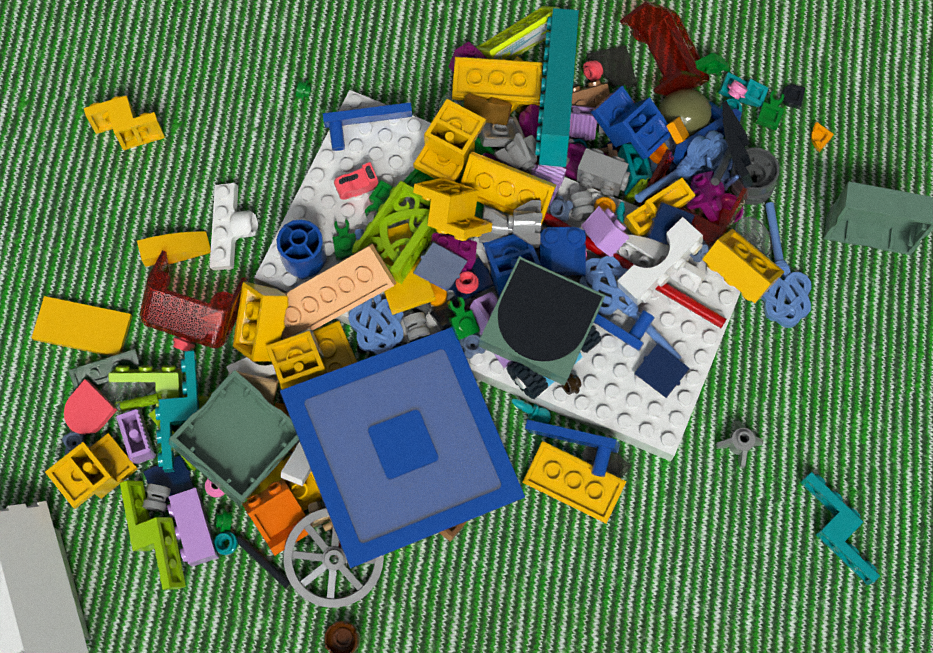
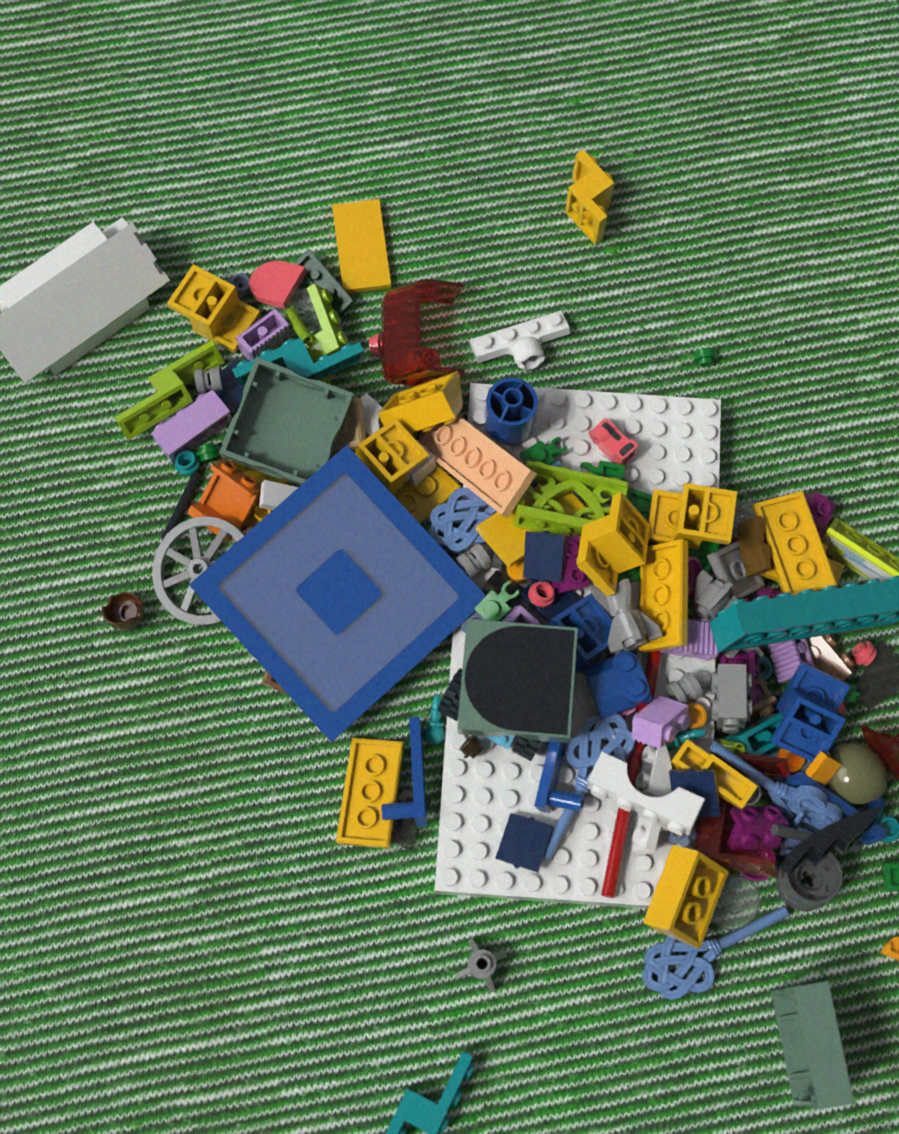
camera: 70 degrees right, 0 degrees up
(176, 245) = (476, 297): yellow slope -> none
(336, 120) = (674, 395): blue piece -> none
(556, 206) = (671, 667): sand blue plate -> none

